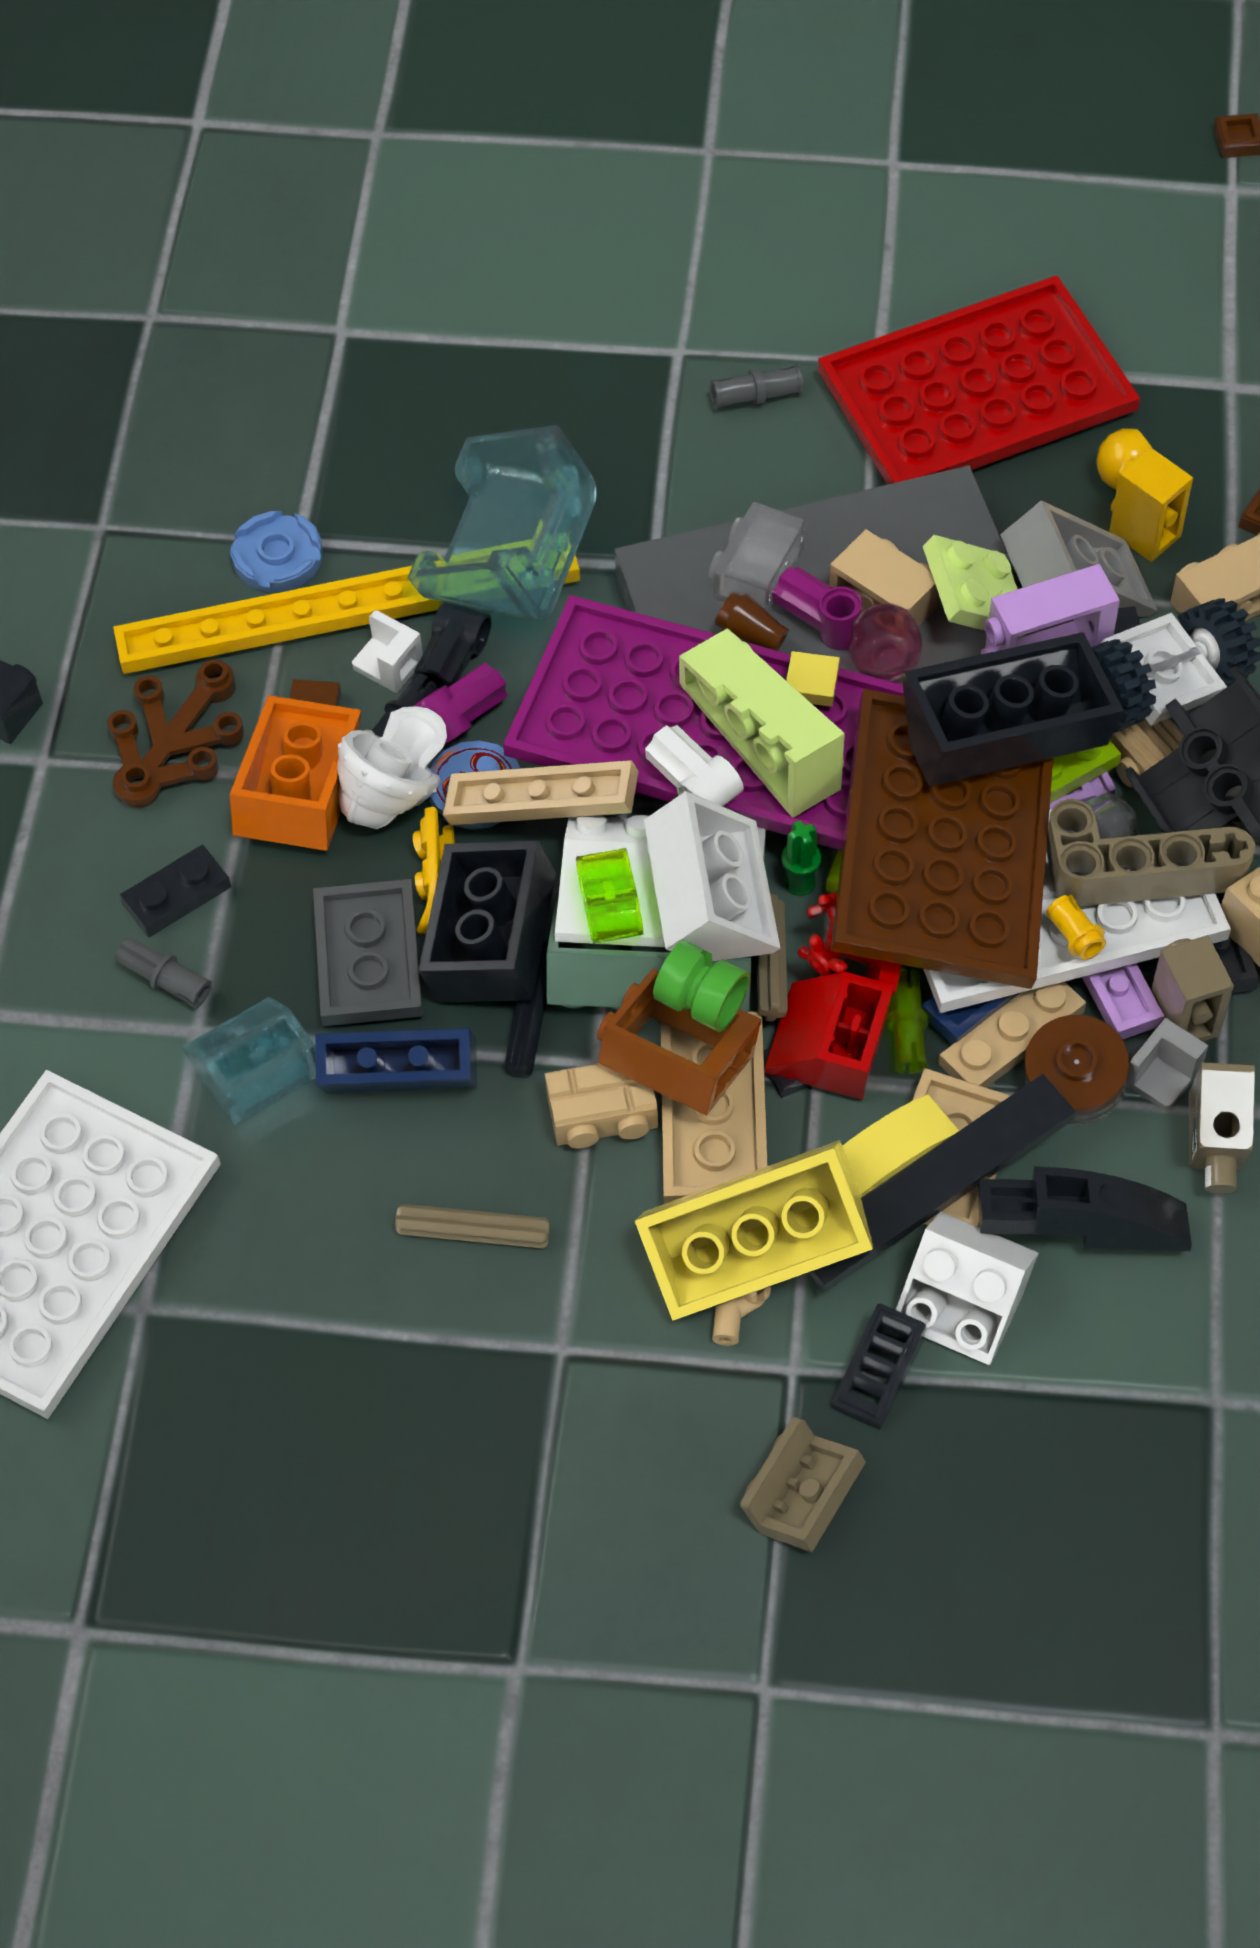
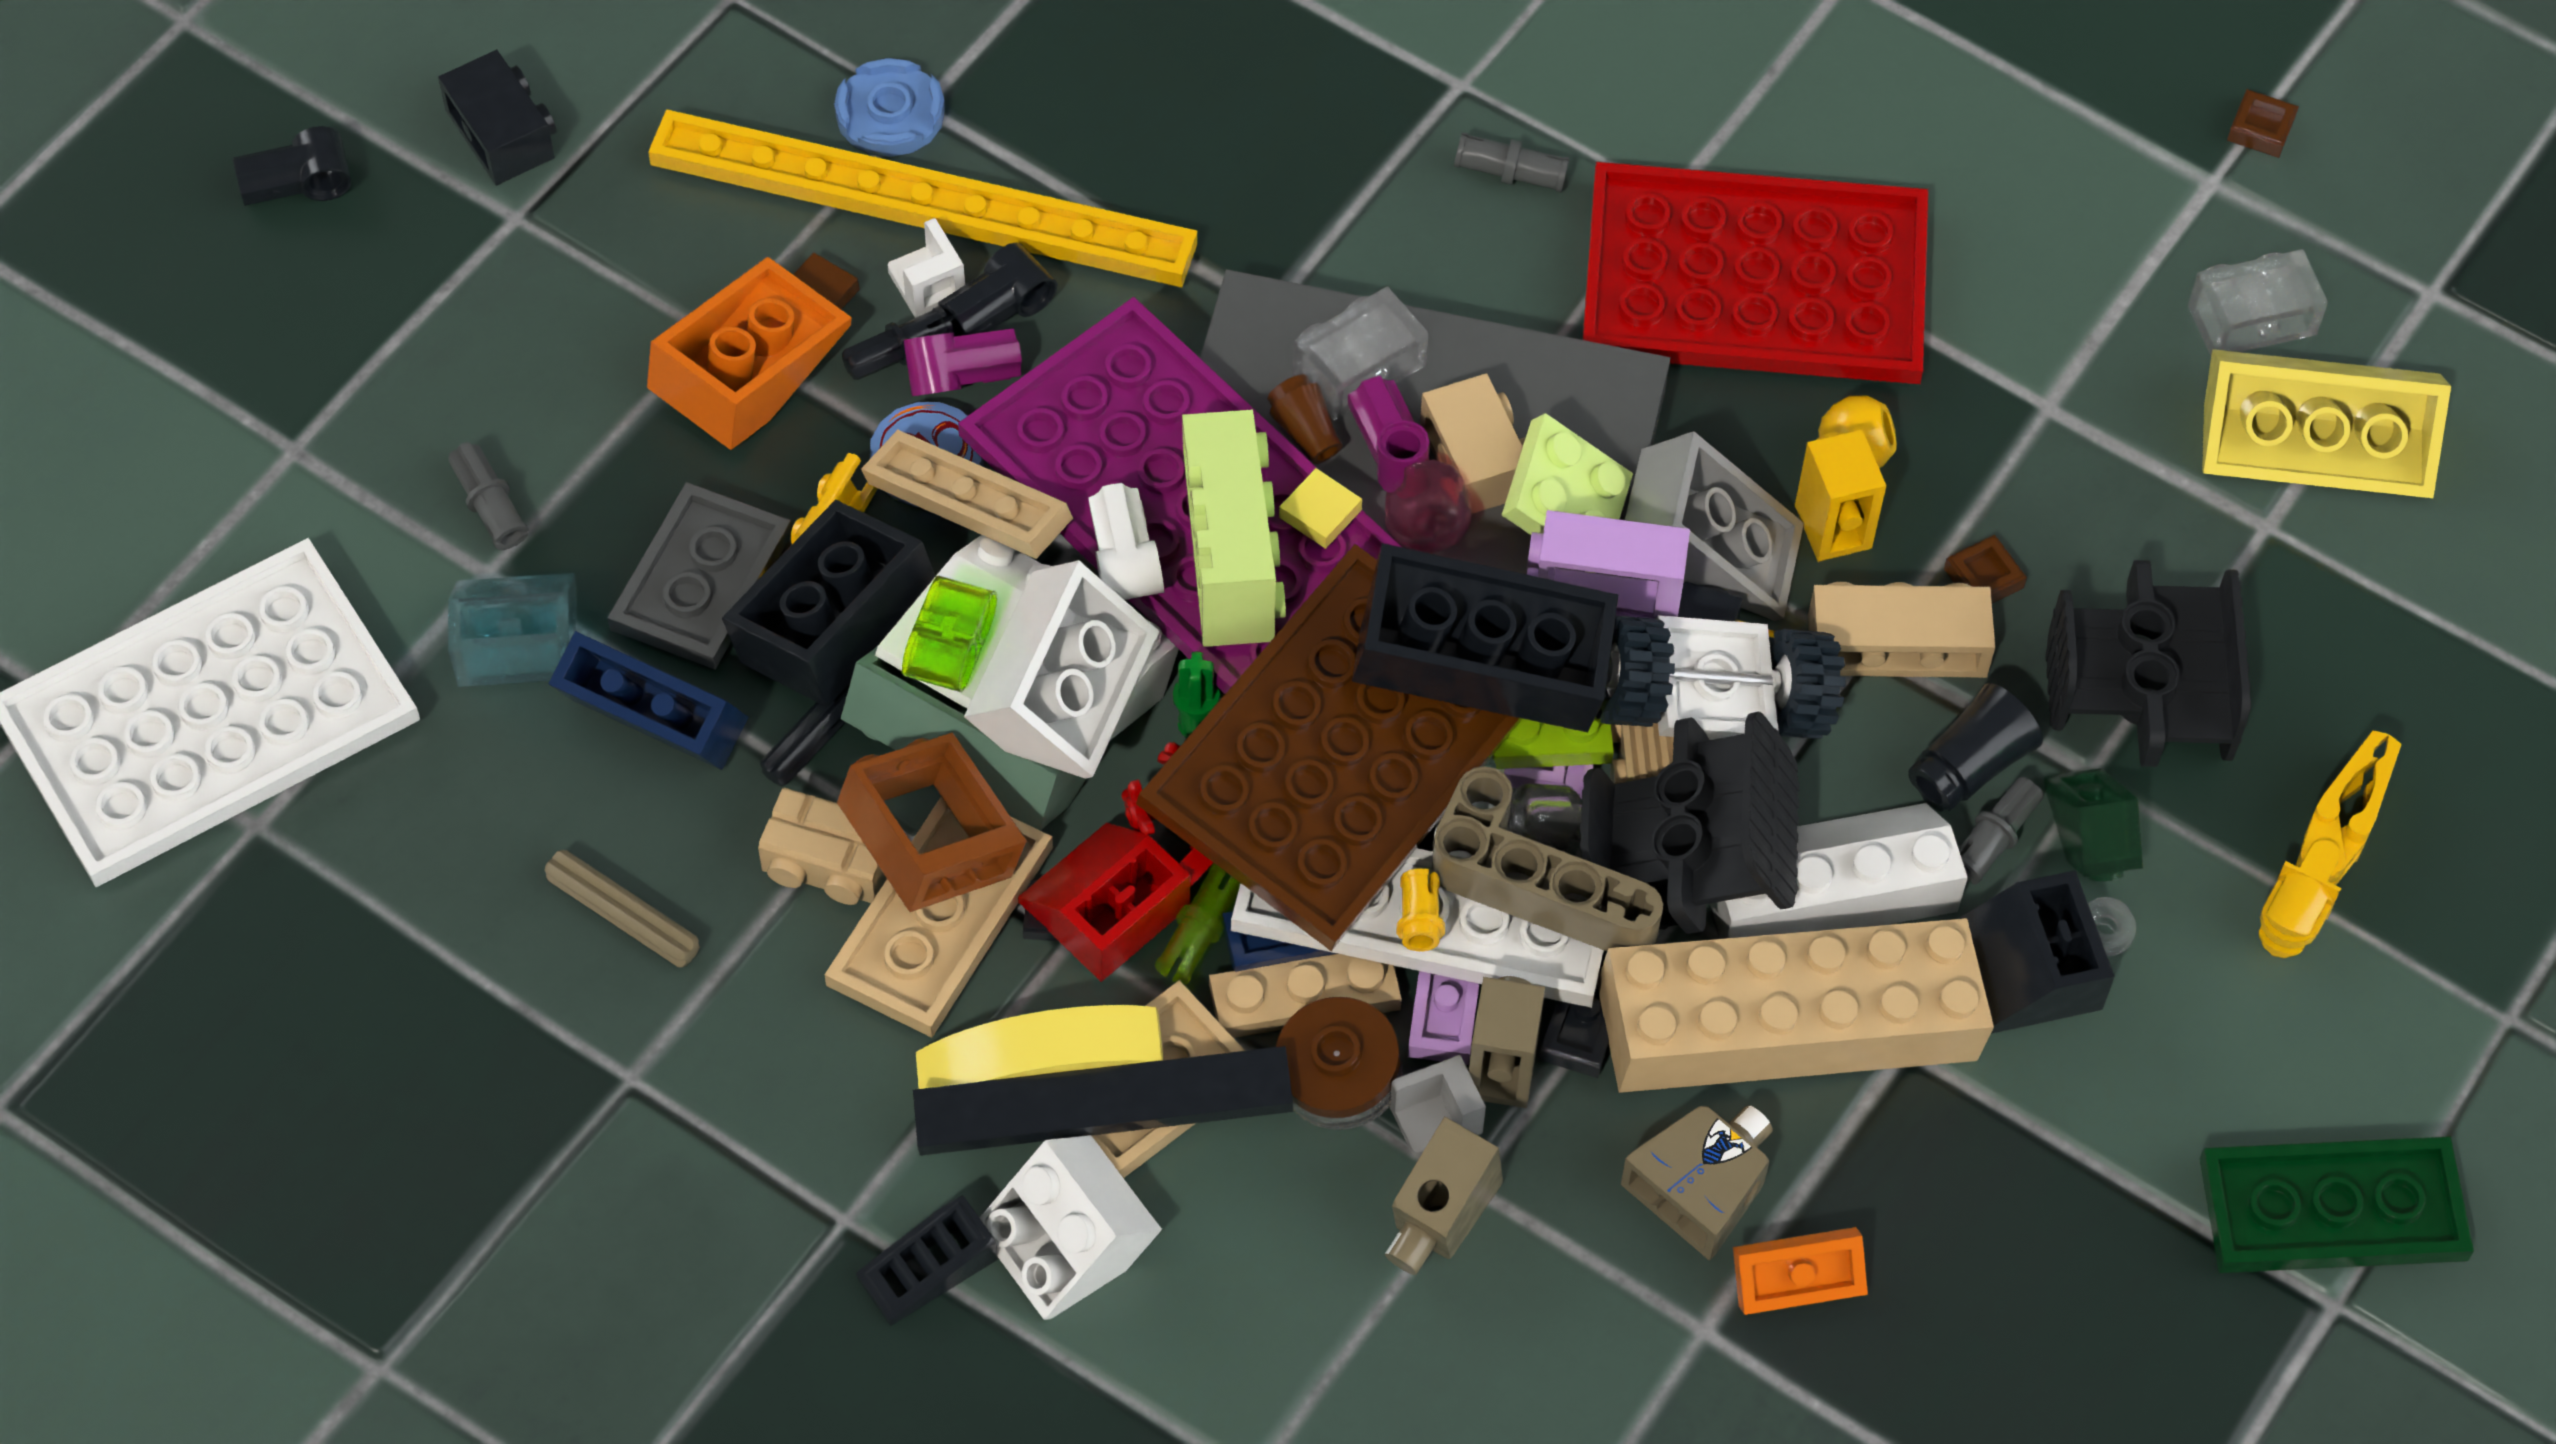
camera: 25 degrees right, 0 degrees up
(174, 737) = (656, 255): reddish brown plant -> none
(175, 890) = (556, 418): black plate -> none
(389, 772) = (836, 397): white head -> none
(518, 525) = (1139, 202): clear light blue windscreen -> none
(694, 982) = (976, 776): bright green wheel -> none
(729, 1315) = (827, 1122): tan arm -> none
(755, 1230) = (881, 1054): light yellow slope -> none
(773, 971) = (1099, 791): dark tan axle -> none
(800, 1486) = (763, 1334): dark tan bracket -> none
(1087, 1203) = (1250, 1211): black slope -> none

